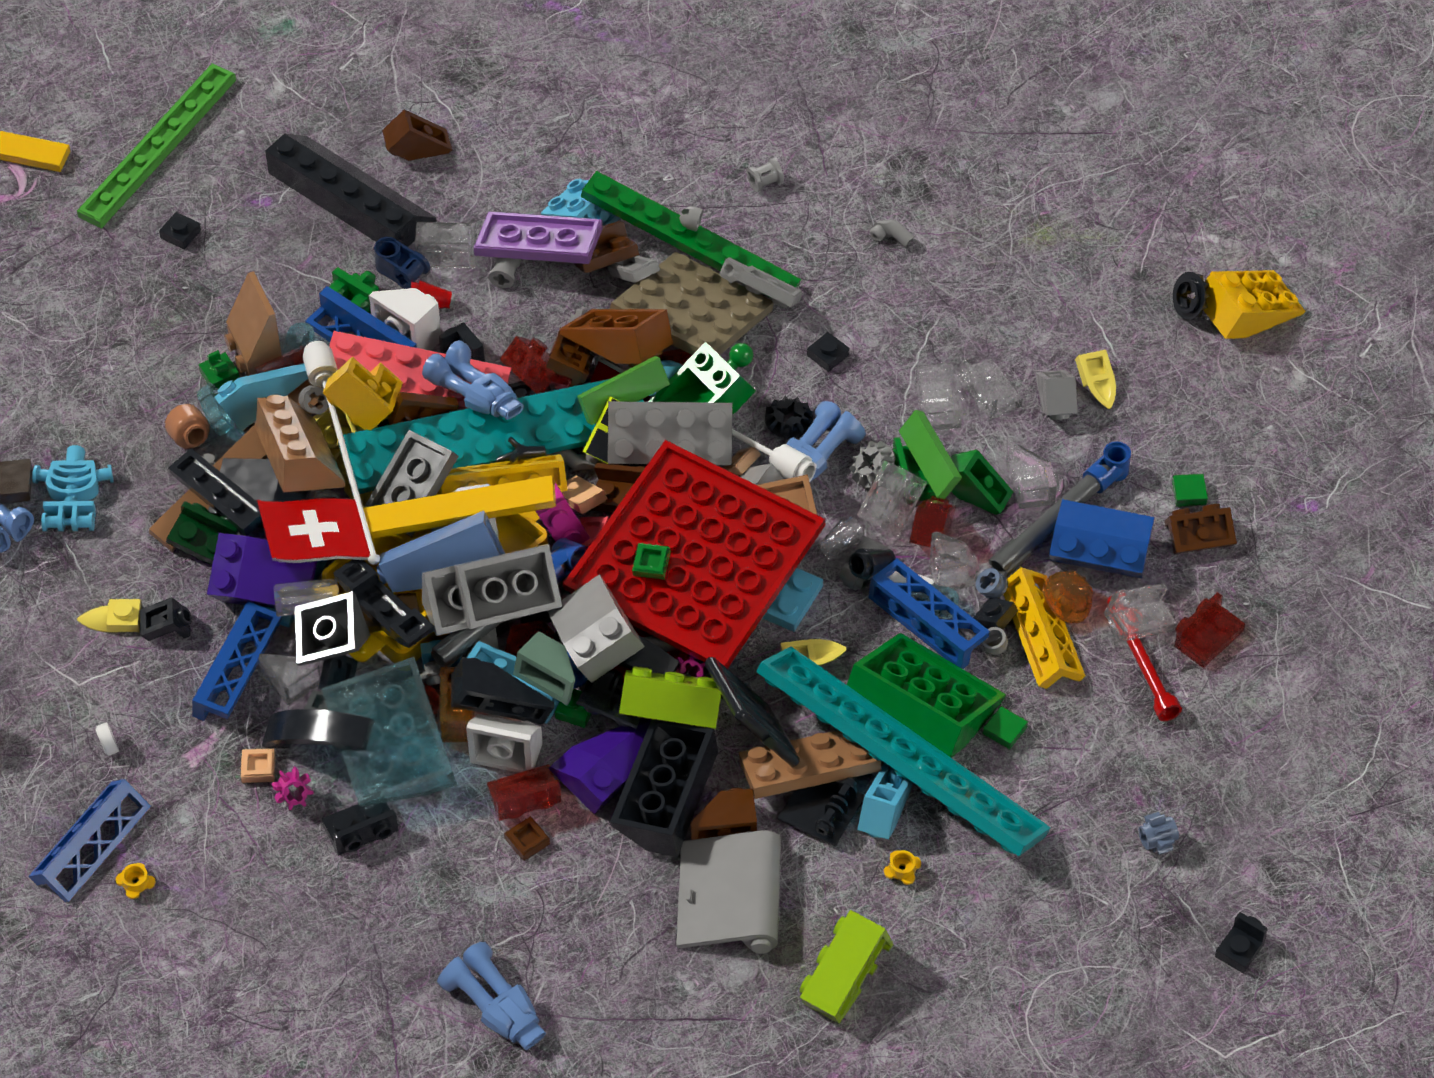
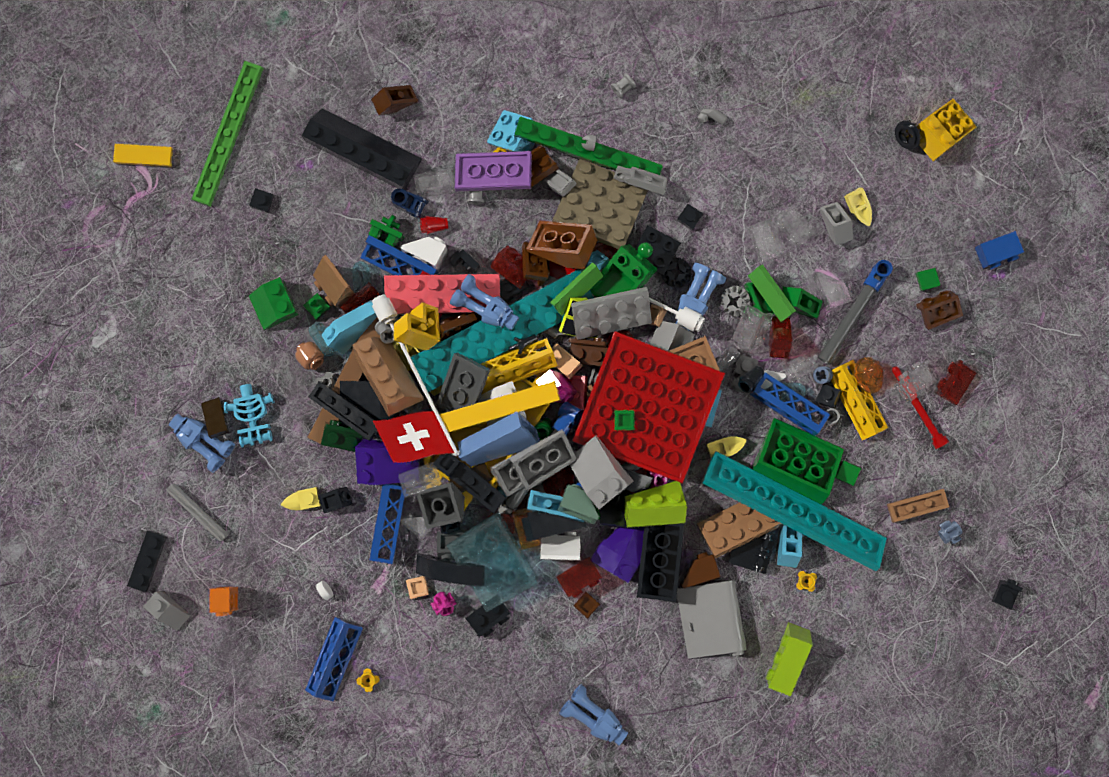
camera: 15 degrees left, 30 degrees up
(154, 353) = (273, 303): none -> green slope
(752, 711) = (699, 519): black bar -> none
(769, 377) = (663, 248): none -> black hinge
(1101, 538) = (884, 333): blue slope -> none
(1112, 789) = (918, 505): none -> medium nougat plate
(1310, 466) = (998, 250): none -> blue brick

